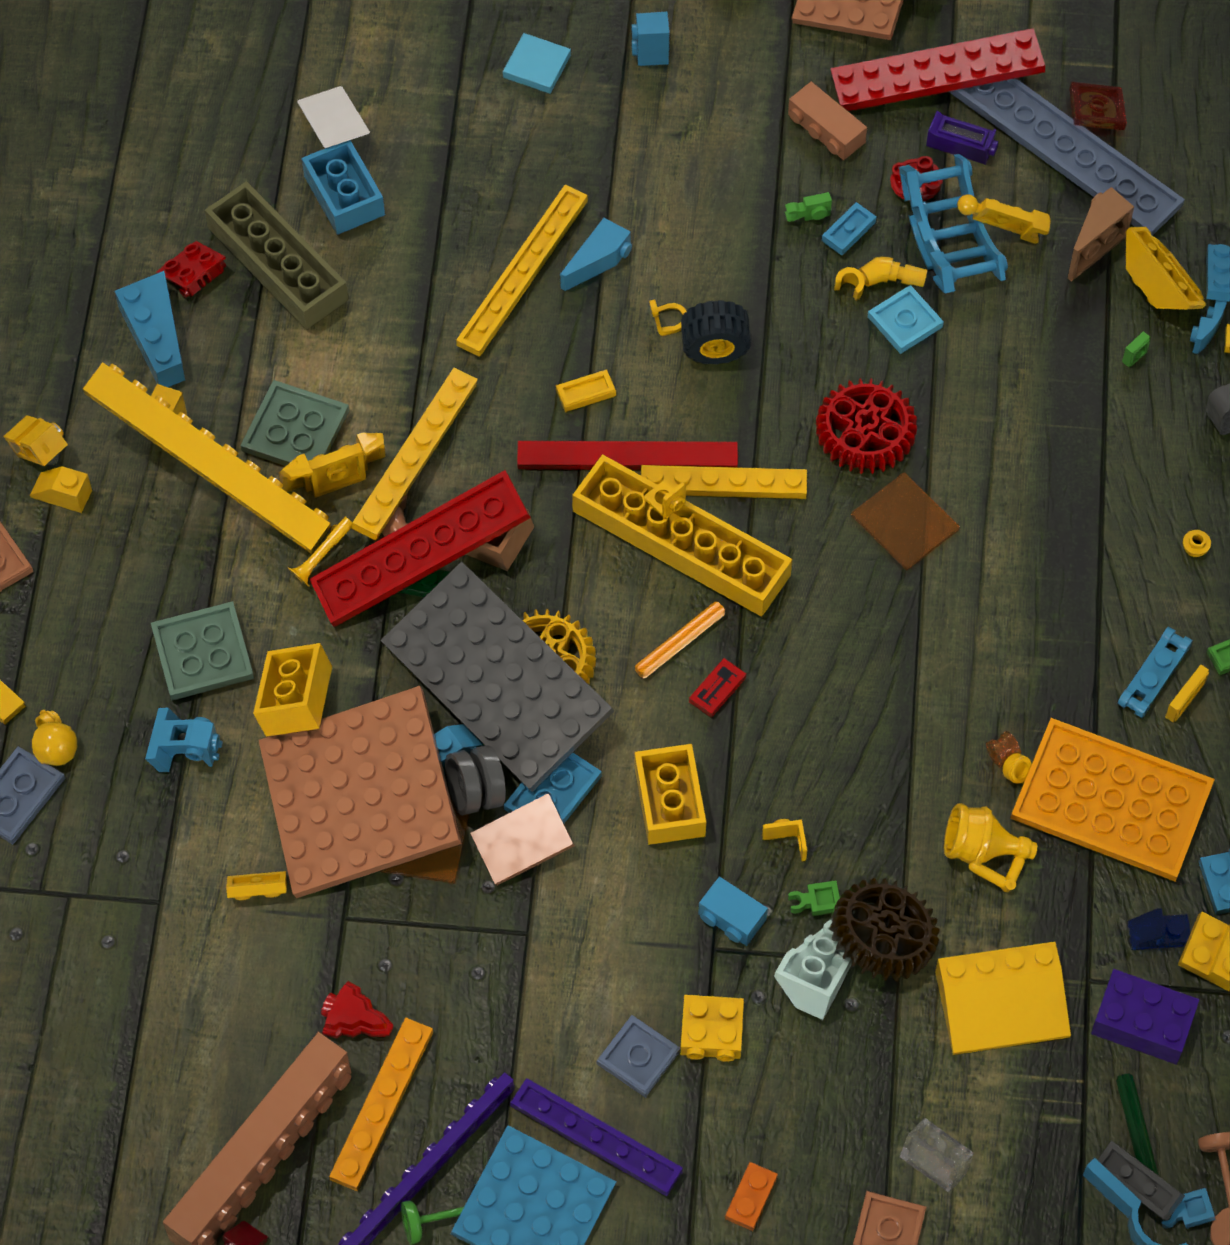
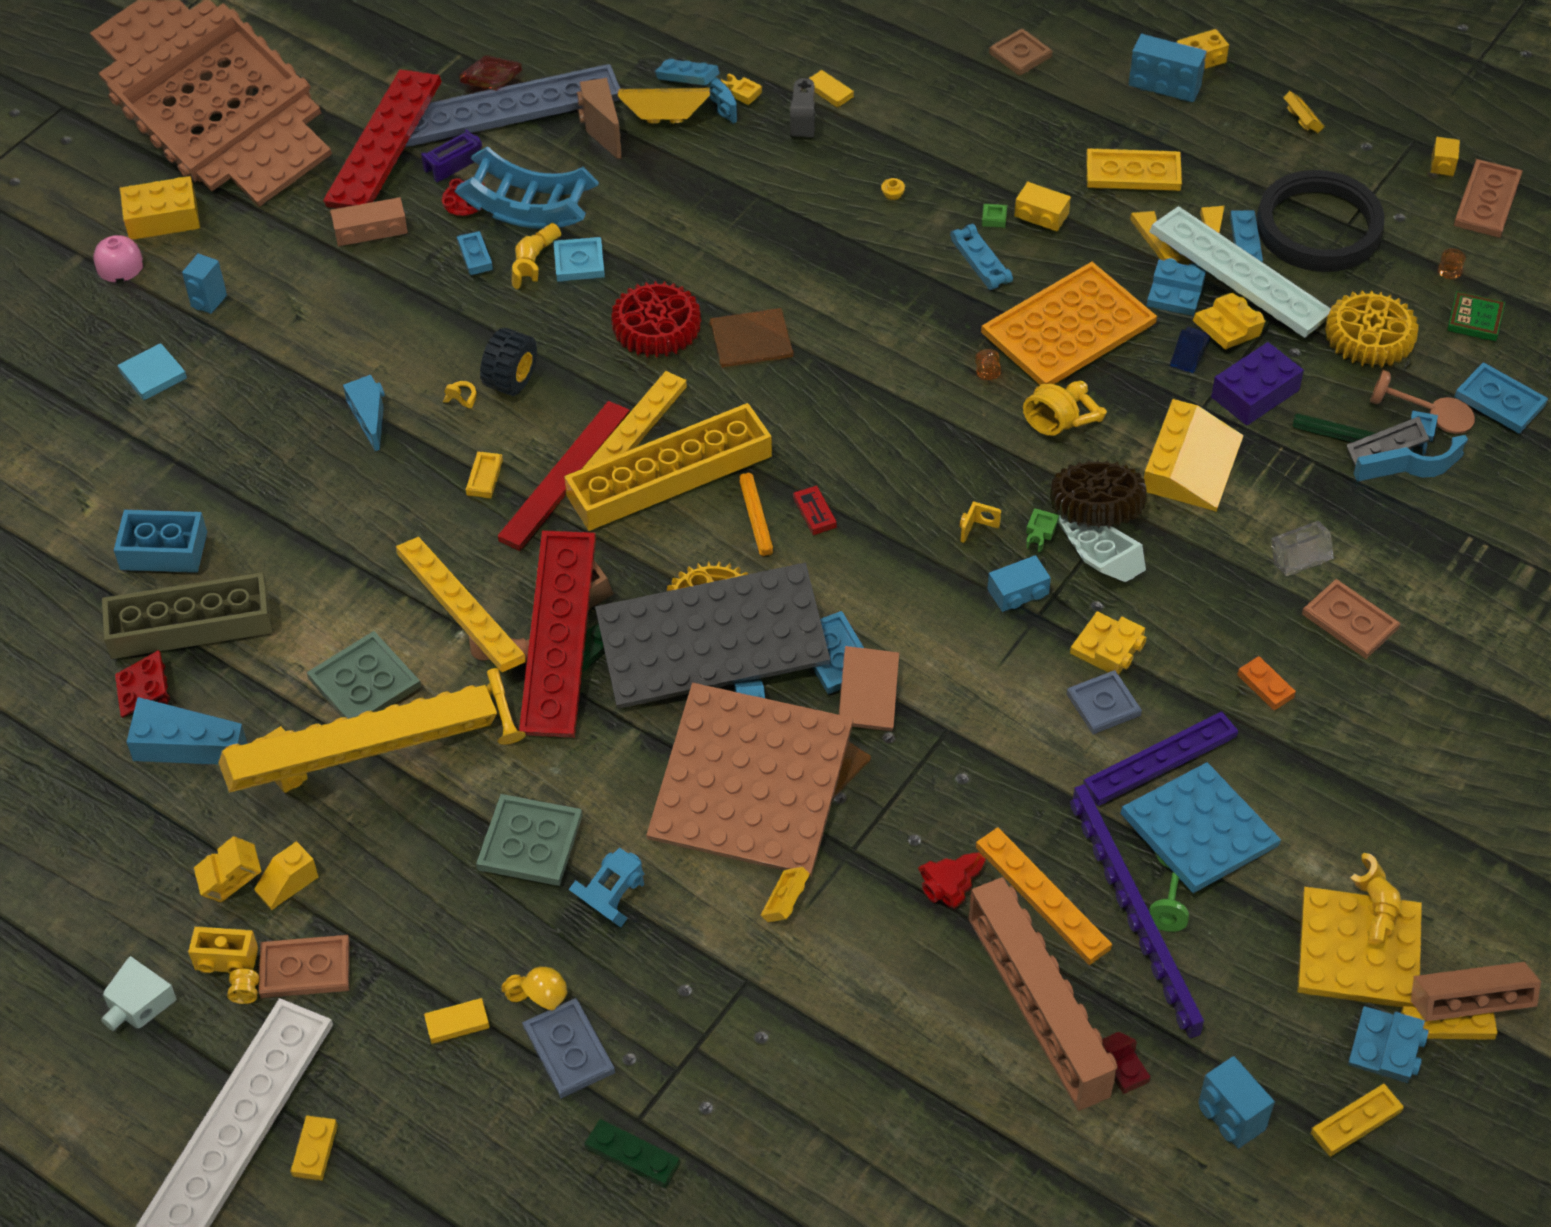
camera: 60 degrees left, 10 degrees down
(293, 689) = (626, 778): yellow brick -> none
(333, 117) = (86, 518): white sticker -> none
(335, 469) = (431, 667): yellow piece -> none
(475, 780) = (800, 682): dark grey wheel -> none
(522, 271) = (341, 464): yellow plate -> none
(670, 794) = (893, 574): yellow brick -> none
(671, 502) = (645, 449): yellow bracket -> none
(812, 207) = (440, 263): bright green plate -> none
(1006, 217) = (548, 156): yellow plate -> none
(1016, 768) = (1009, 363): yellow tile -> none
(1136, 349) = (712, 145): bright green tile -> none
(1187, 694) = (1013, 245): yellow tile -> none

